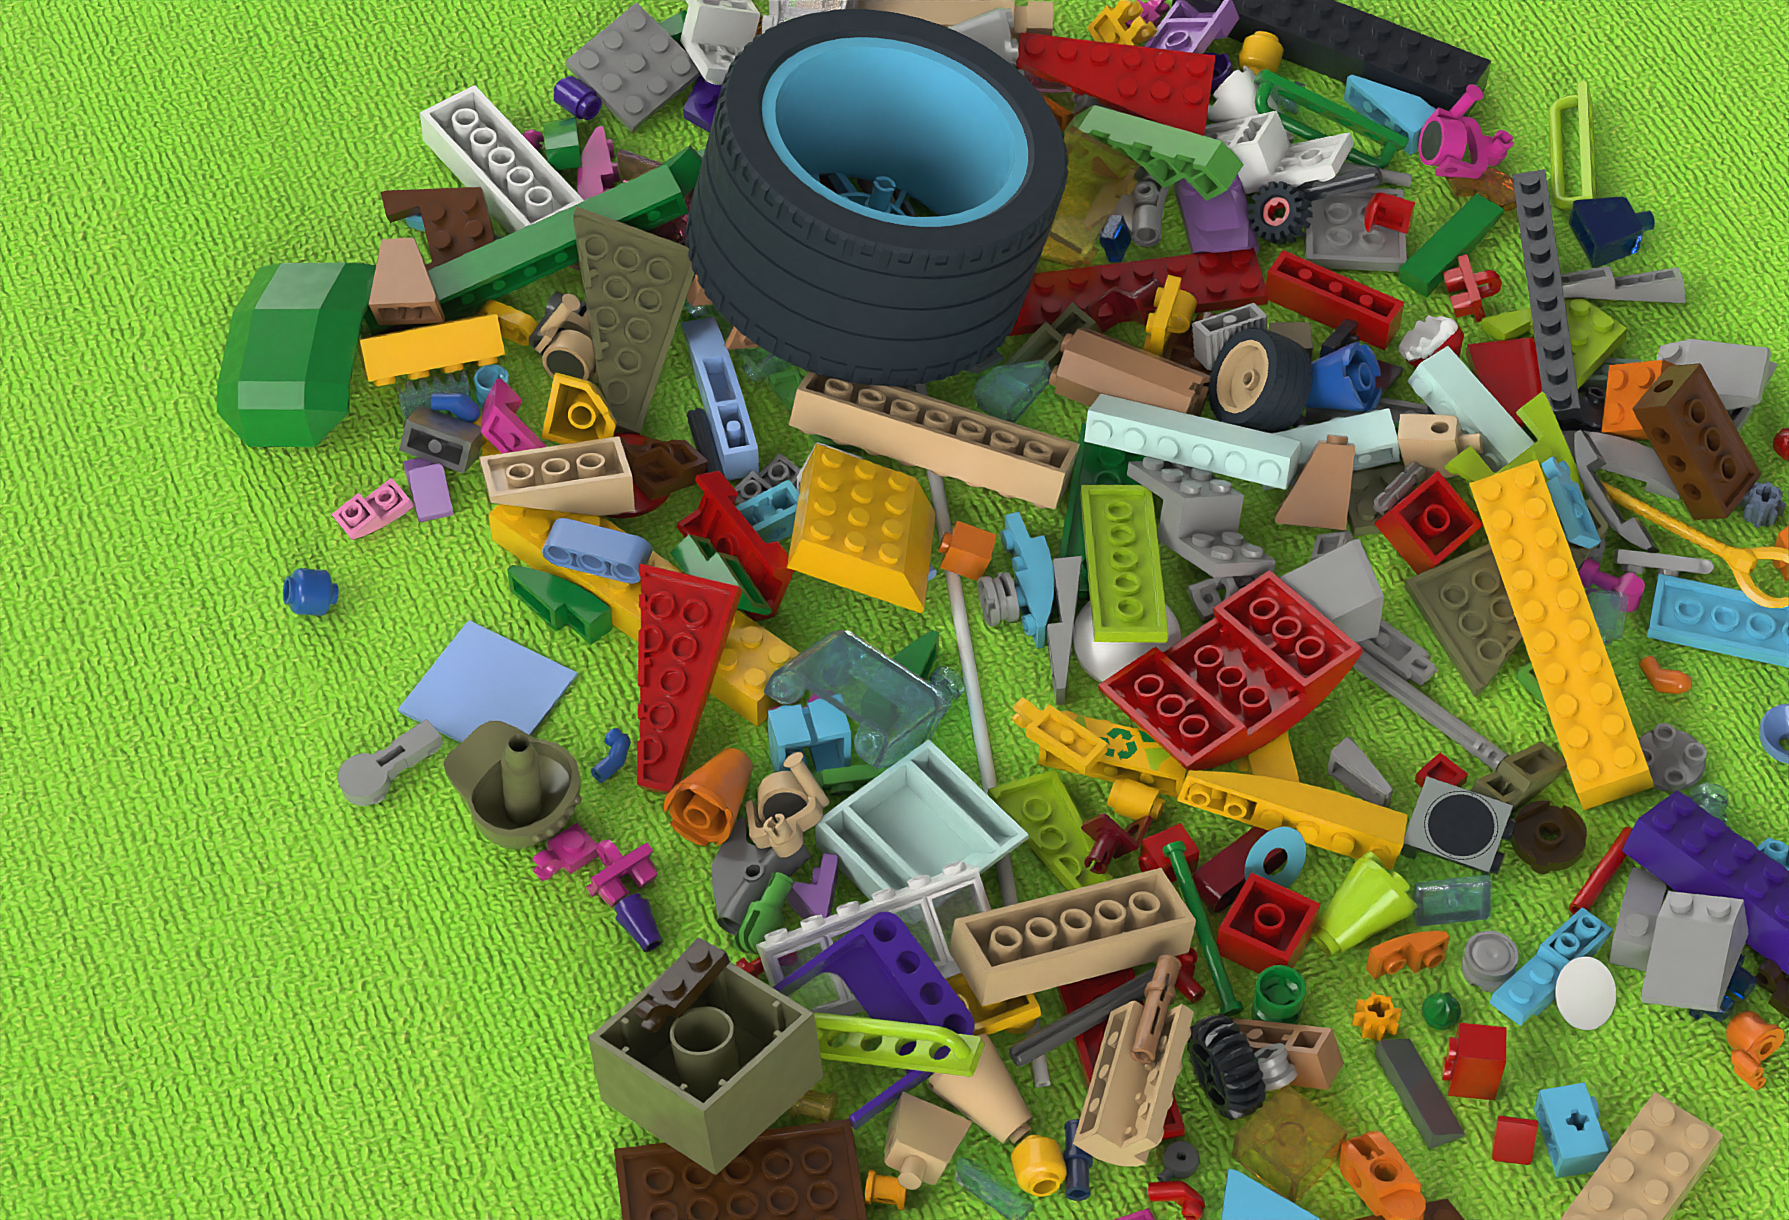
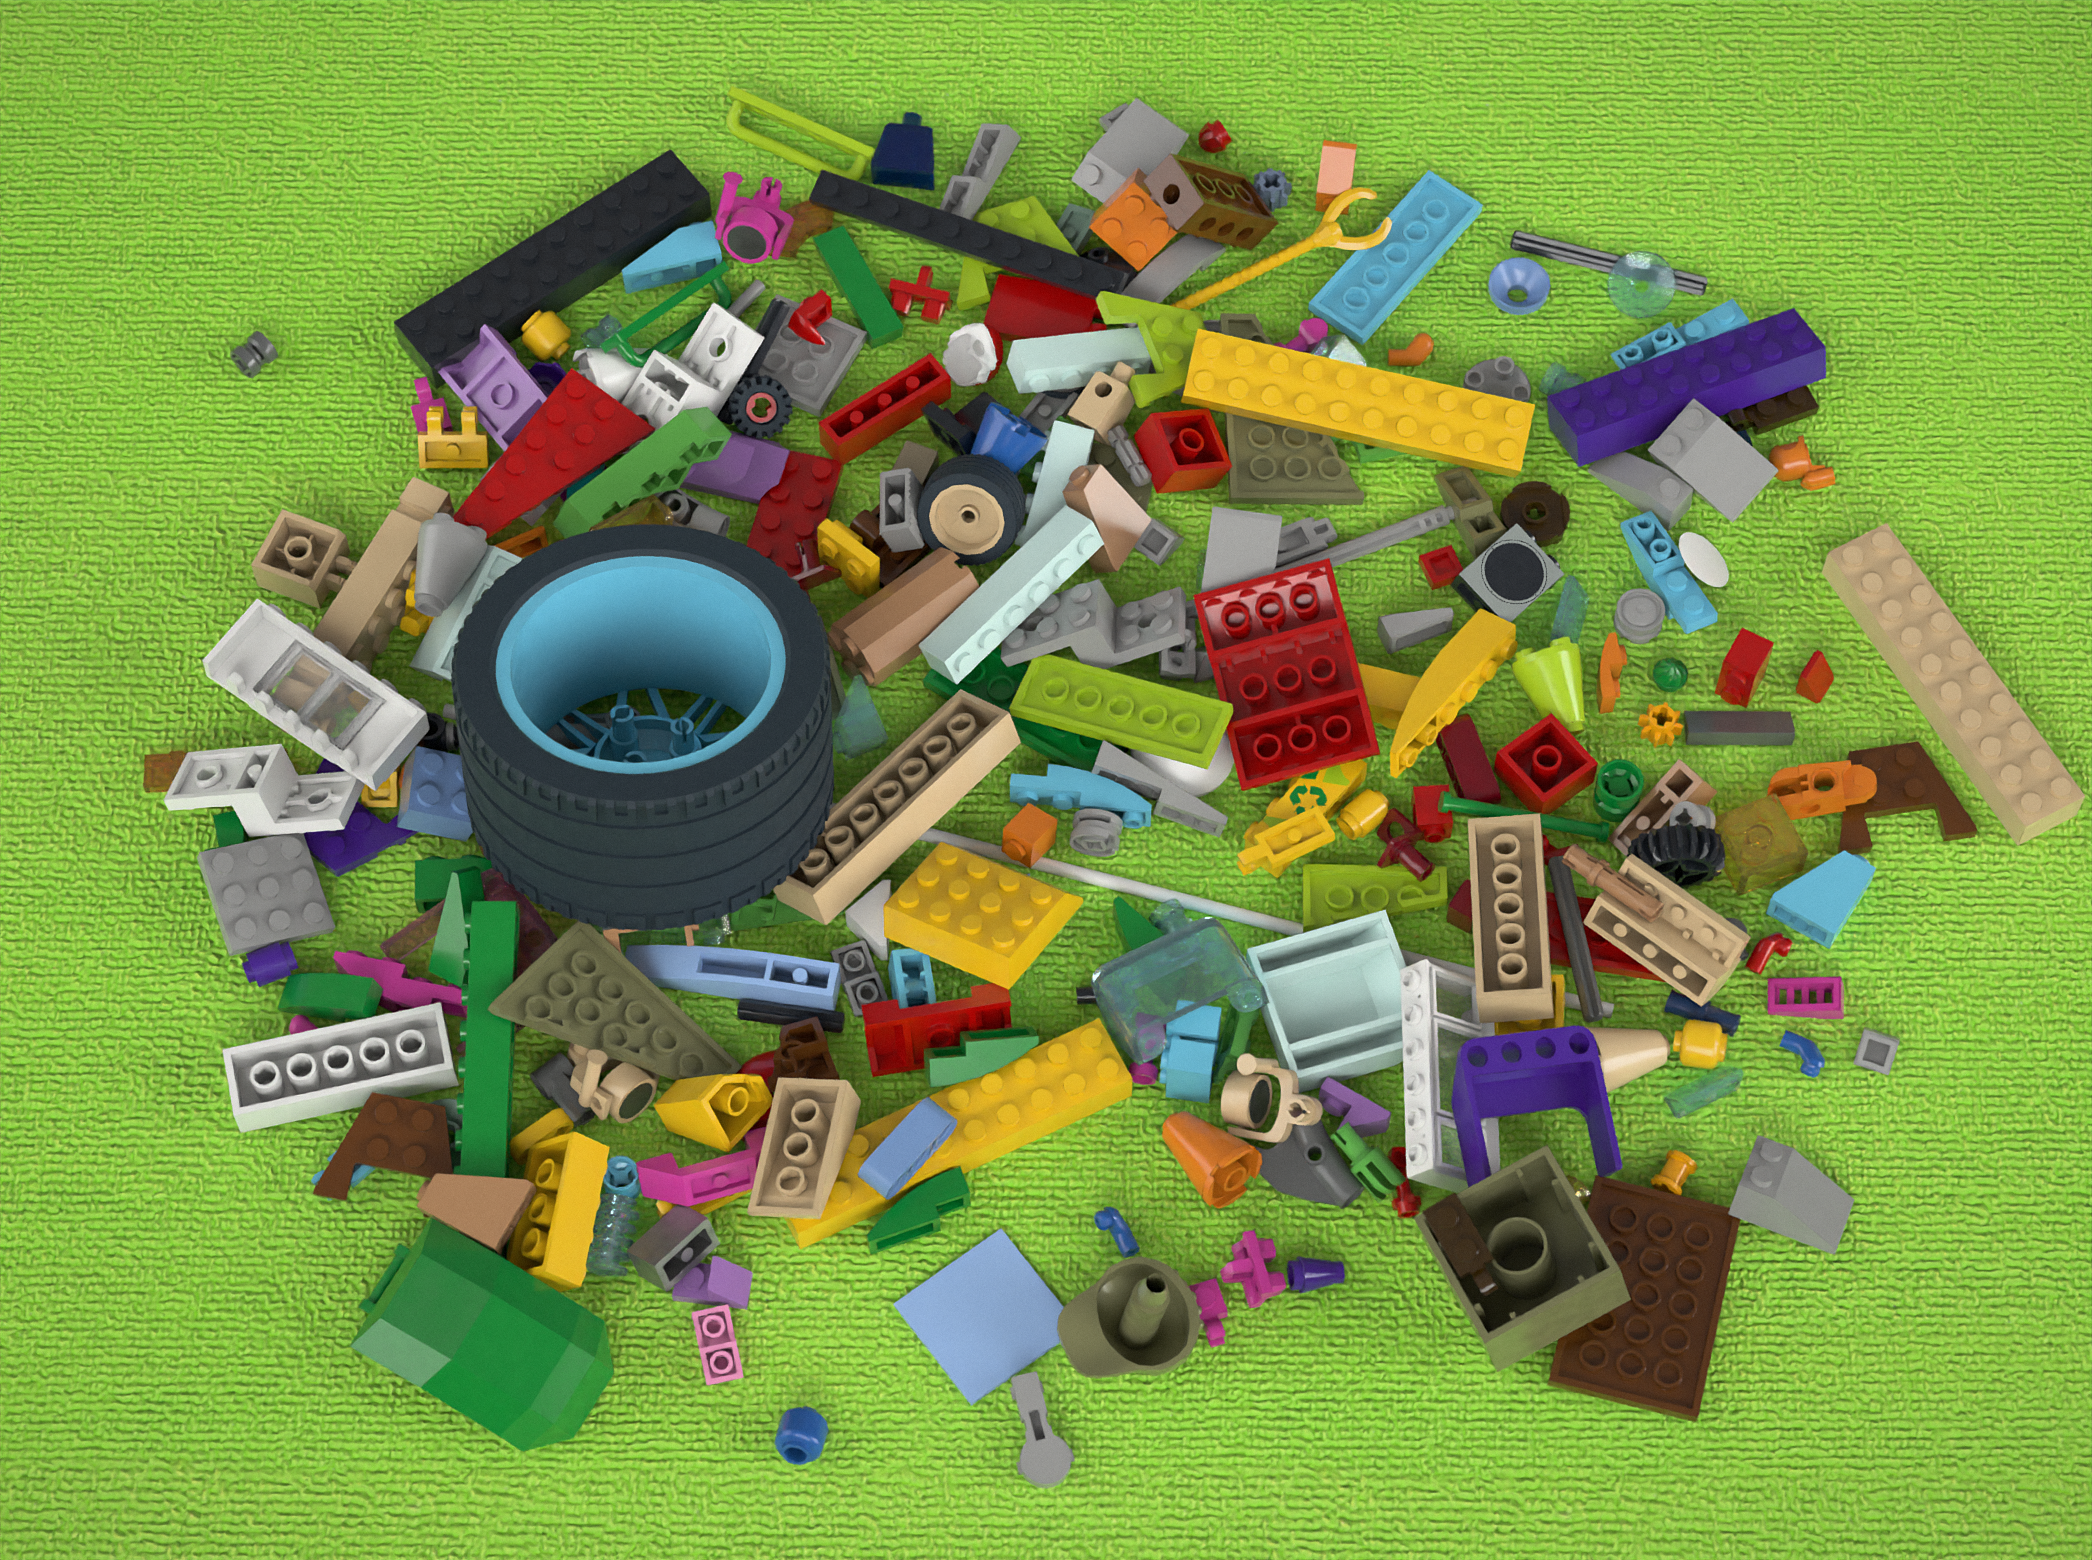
camera: 65 degrees left, 10 degrees up
(457, 403) = (647, 1213): blue arm -> none
(678, 656) = (1053, 1119): red wing -> none
(922, 1140) = (1651, 1124): tan torso -> none
(960, 1061) = (1563, 1102): lime piece -> none
(1284, 838) = (1476, 712): medium azure piece -> none
(1570, 505) = (1192, 322): medium azure plate -> none
(1571, 1129) = (1837, 643): medium azure brick -> none
(1588, 461) = (1252, 299): dark grey slope -> none
(1602, 874) = (1585, 491): red piece -> none
(1667, 564) = (1294, 296): light grey hinge -> none

